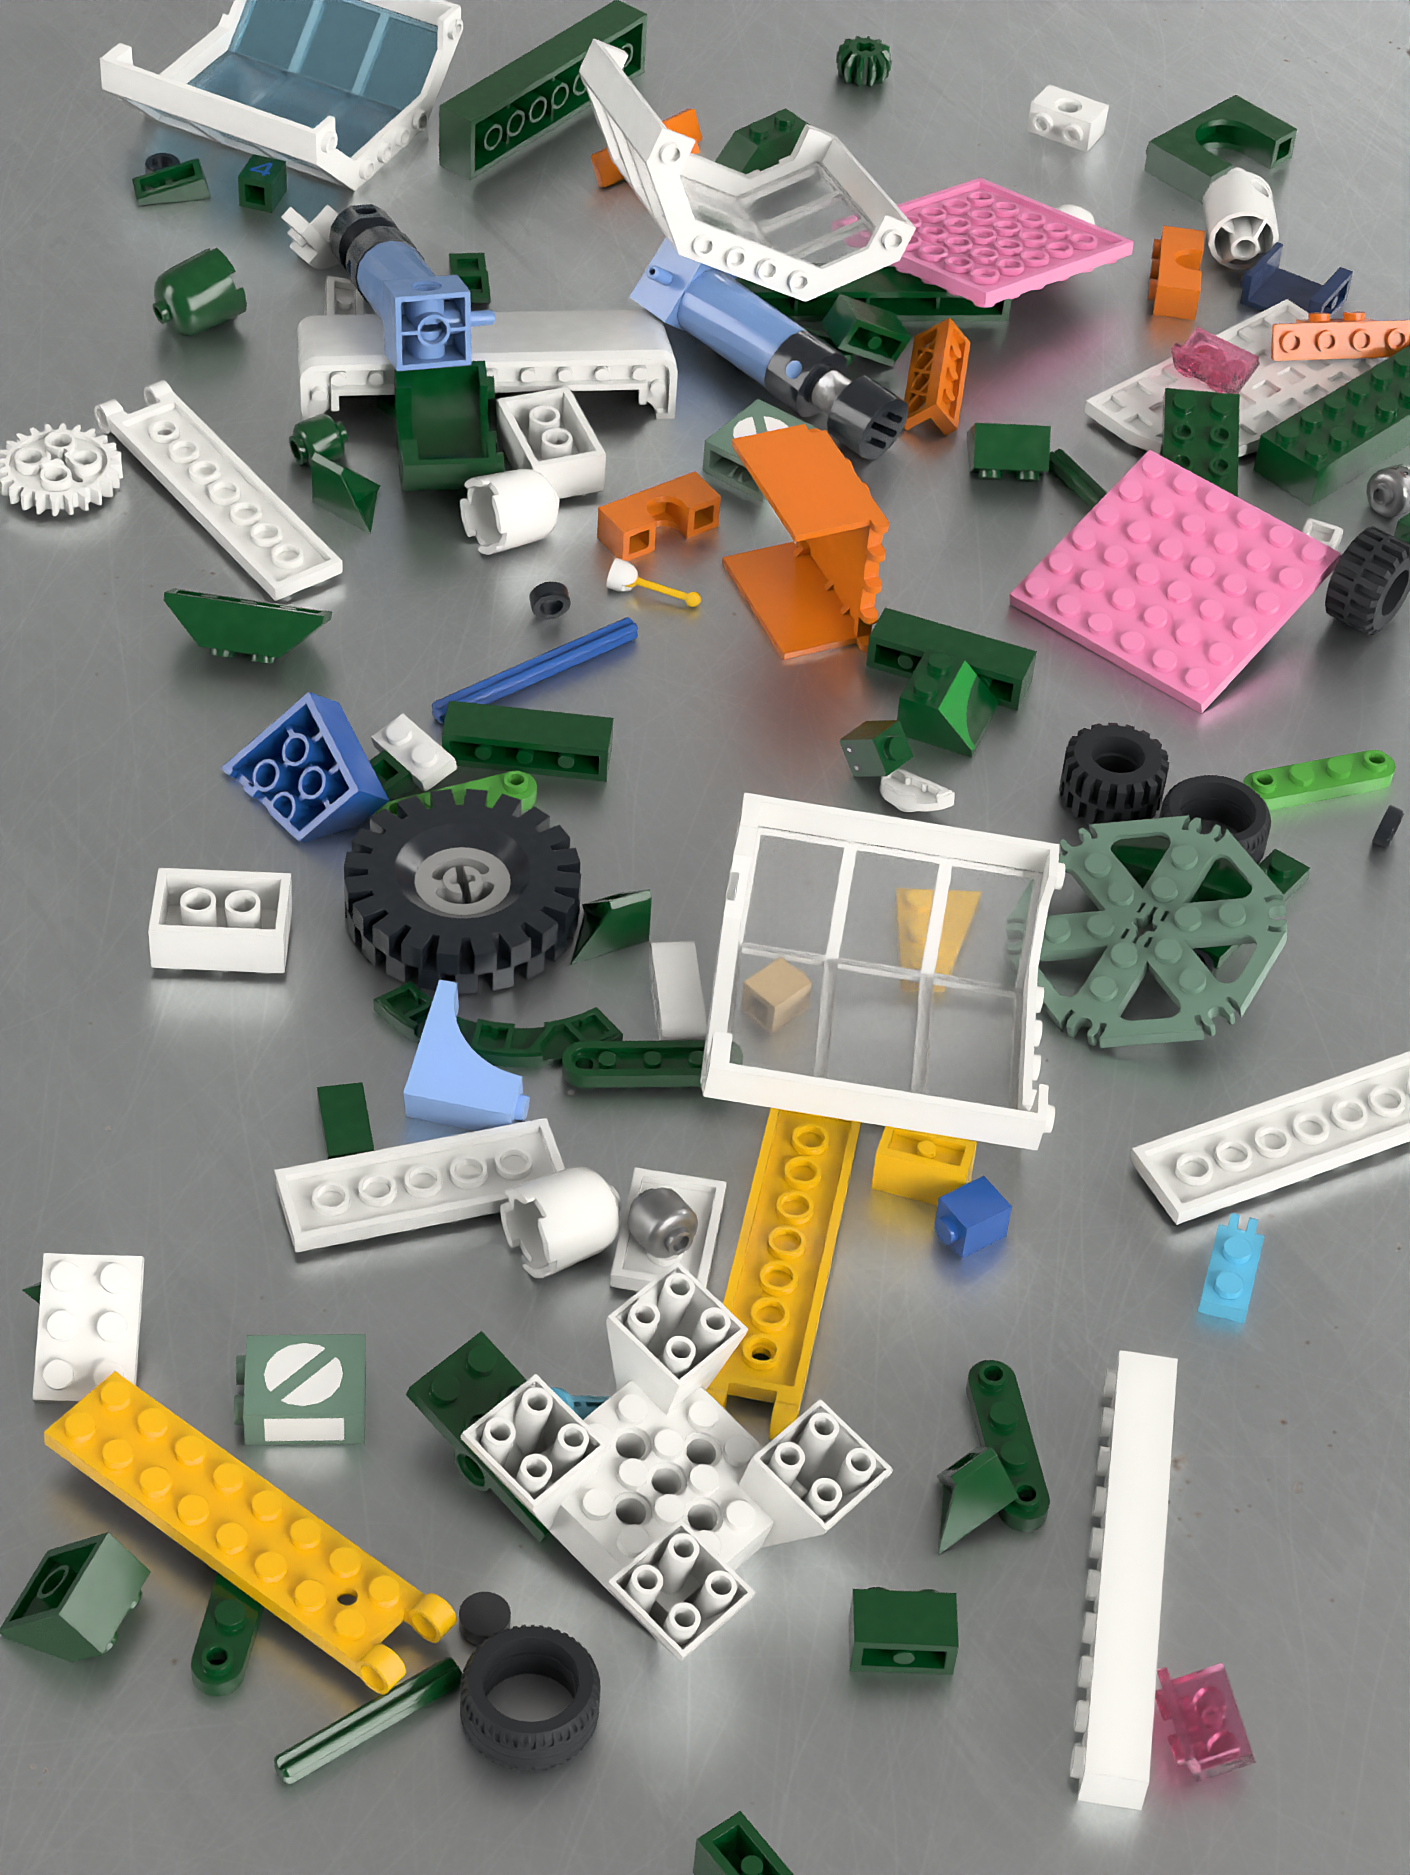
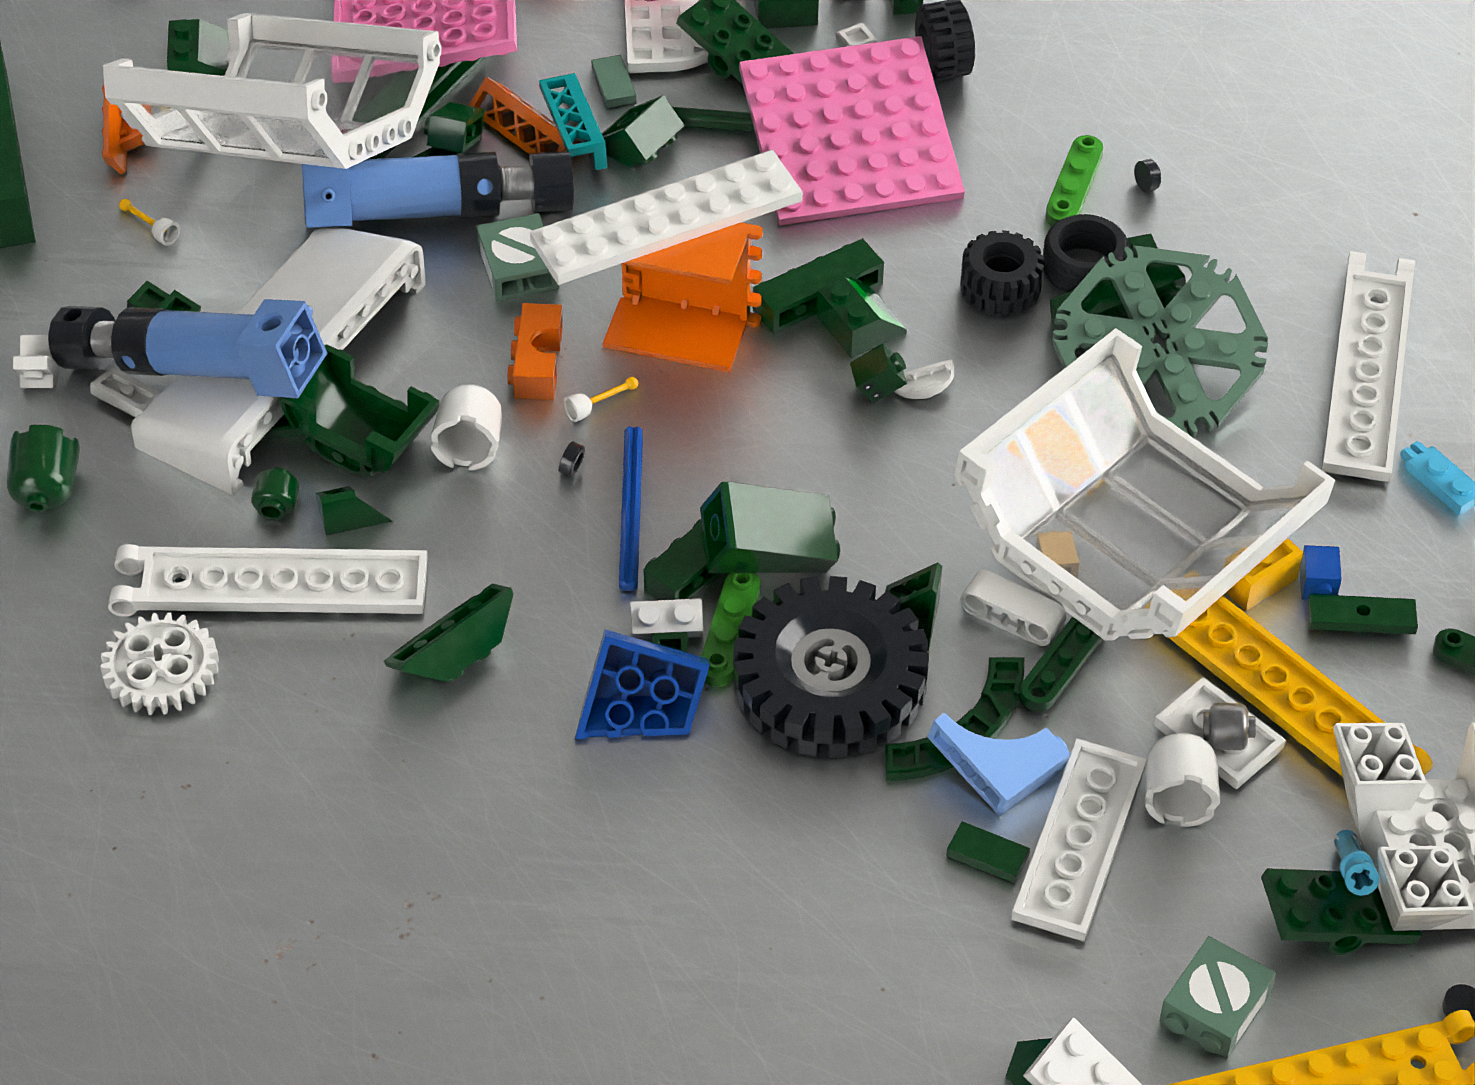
camera: 50 degrees left, 5 degrees up
(220, 920) = (754, 815): white brick -> none
(554, 438) = (414, 356): white brick -> none
(557, 230) = (163, 230): none -> white hinge
(570, 752) = (768, 530): none -> slope
(827, 455) = (665, 216): none -> white plate
(953, 1281) = (1362, 614): none -> dark green tile
(975, 399) = (580, 113): none -> teal fence
(1060, 407) = (613, 81): none -> sand green tile

